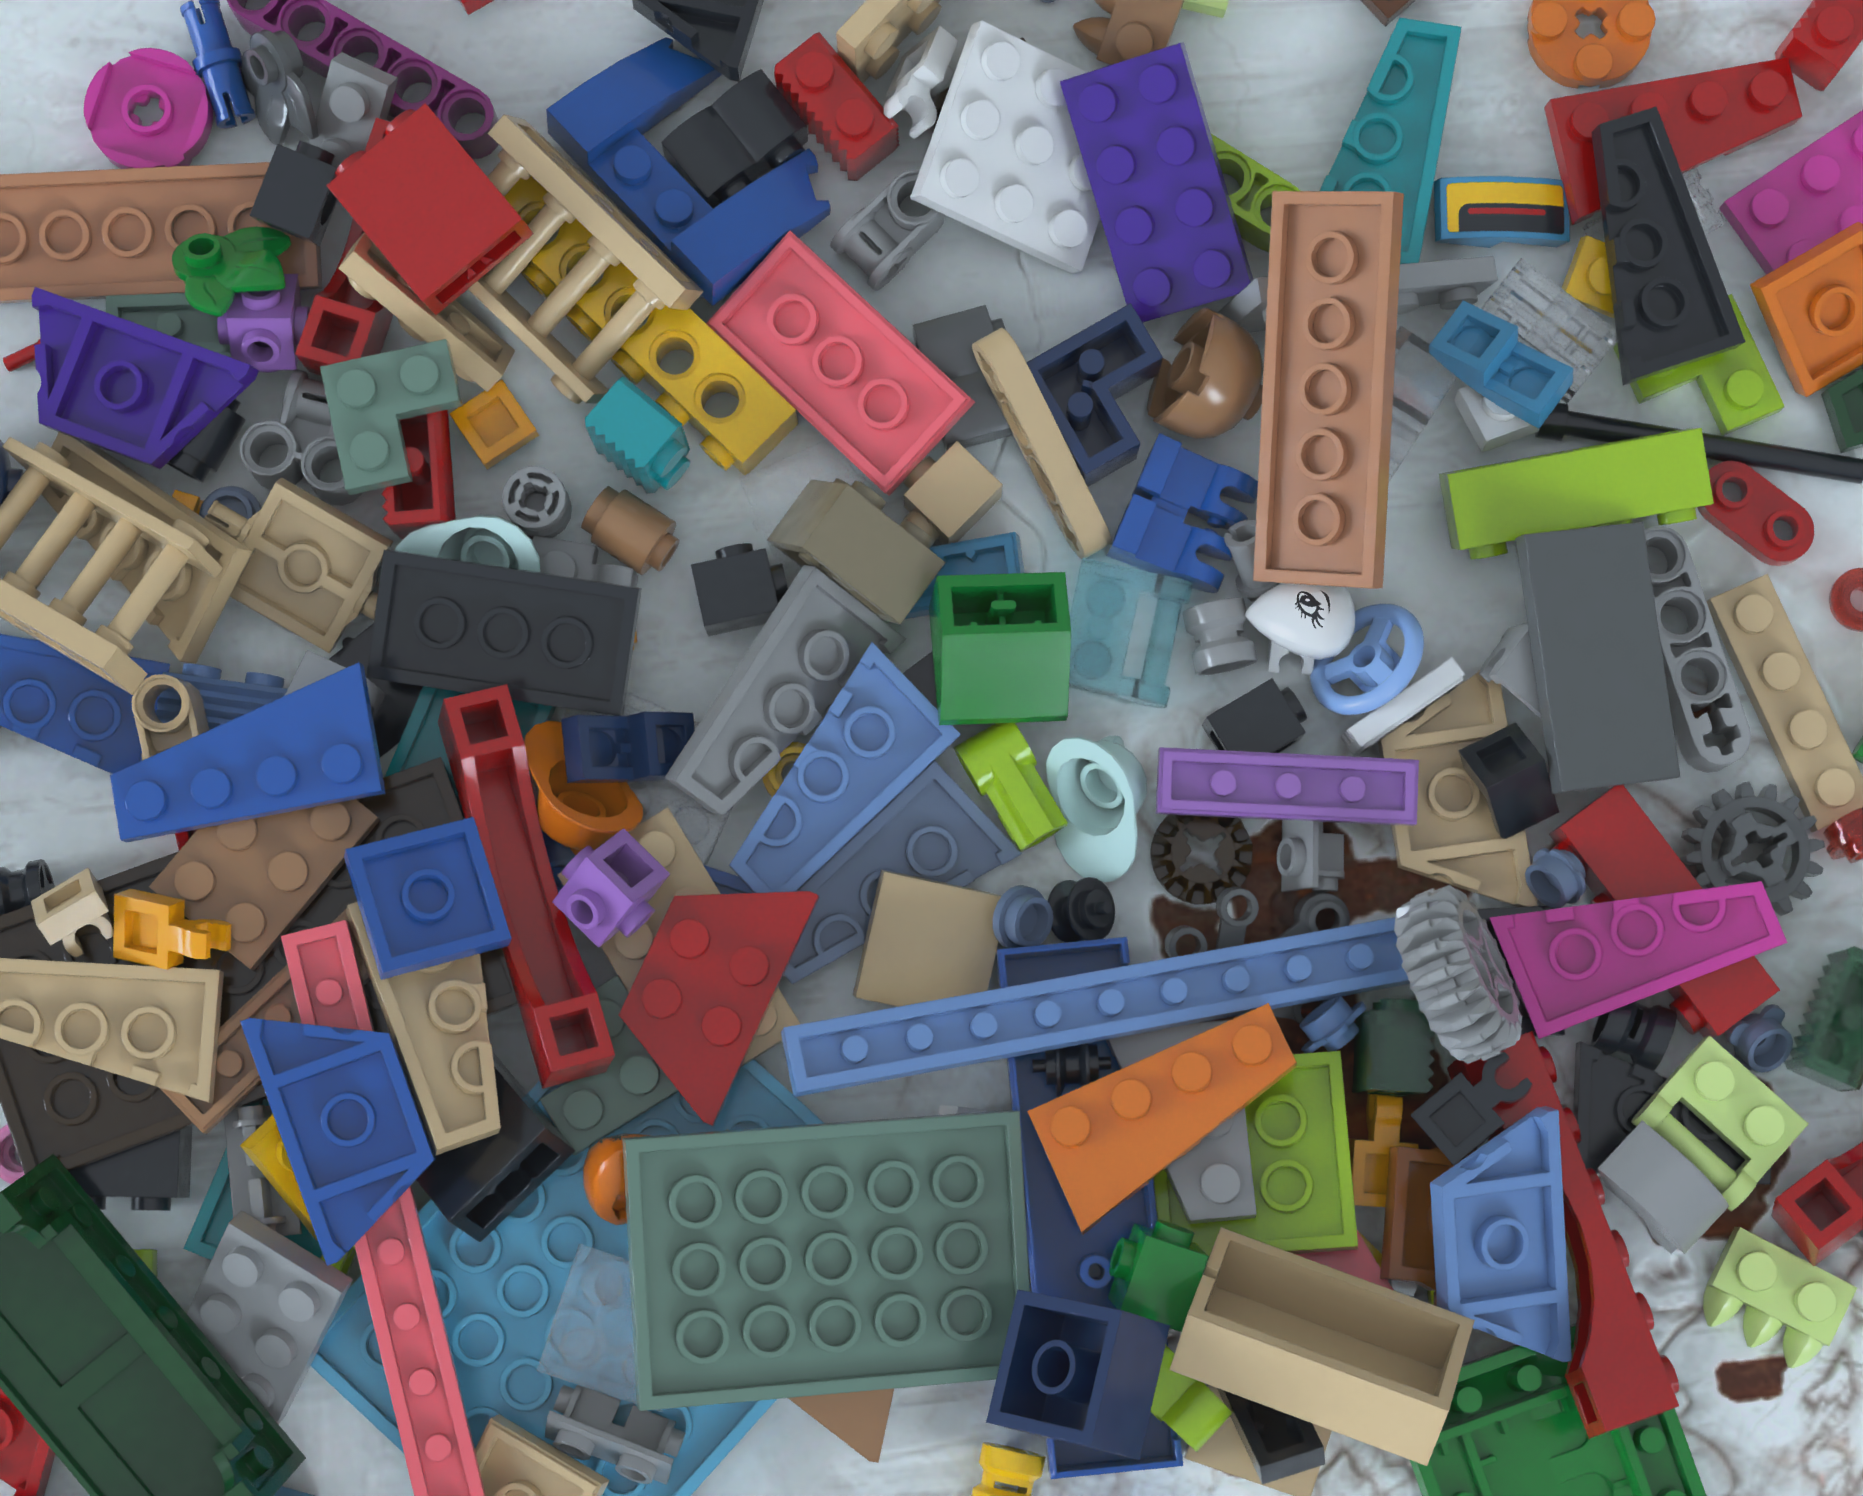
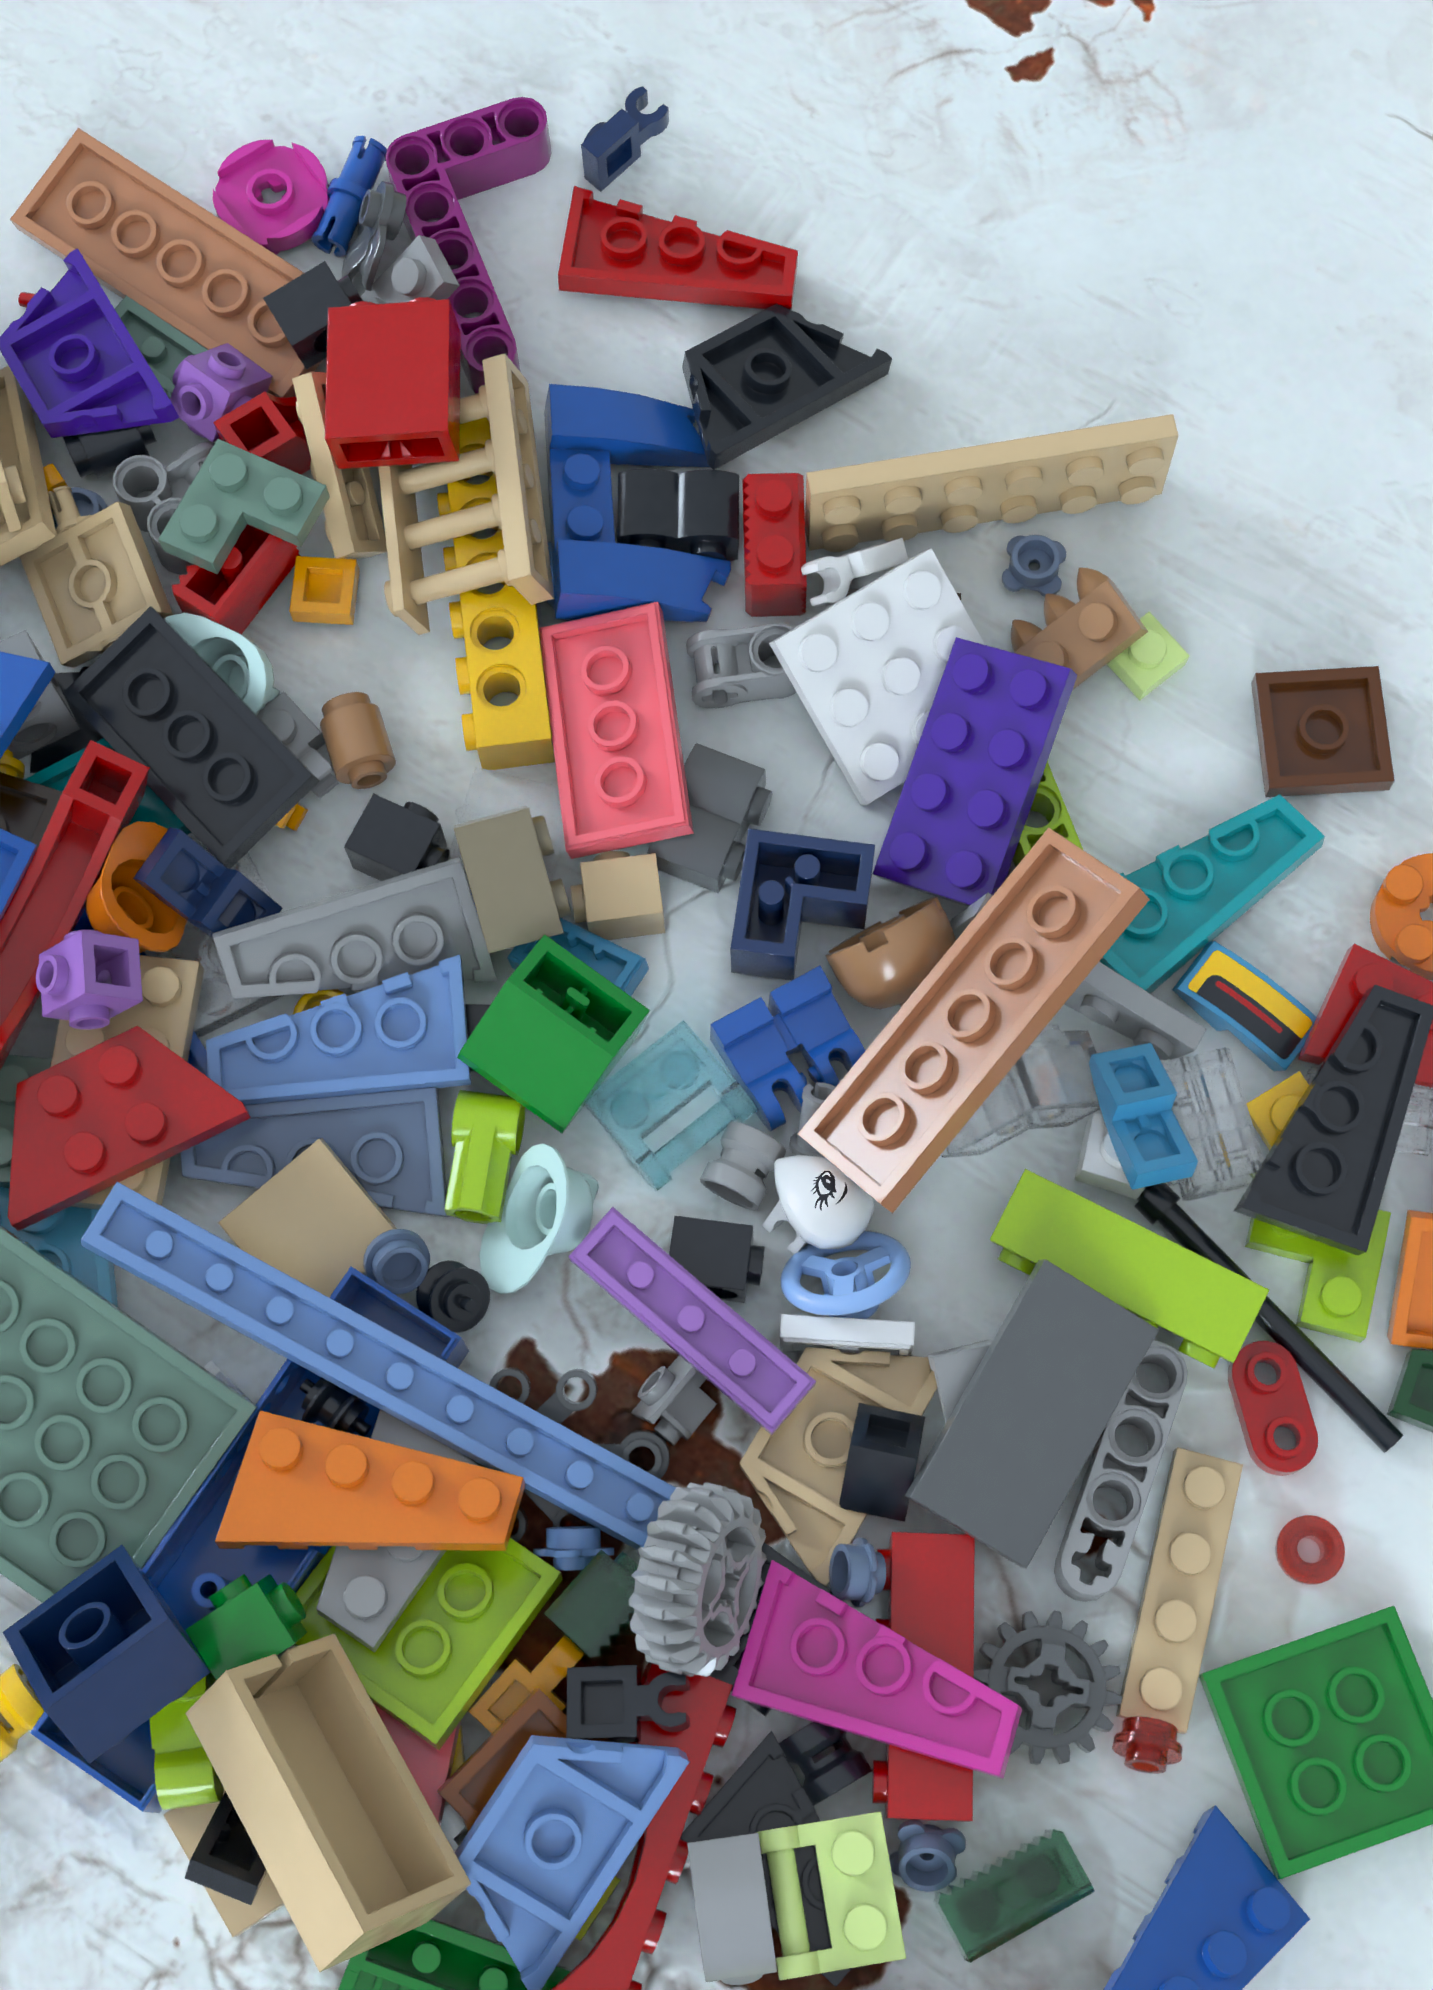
camera: 40 degrees right, 10 degrees down
(229, 264) = (218, 323): green plate -> none
(543, 513) = (312, 680): light grey wheel -> none
(639, 437) = (414, 669): teal brick -> none
(1041, 443) = (719, 902): tan beam -> none
(1200, 883) = (567, 1351): dark brown gear -> none

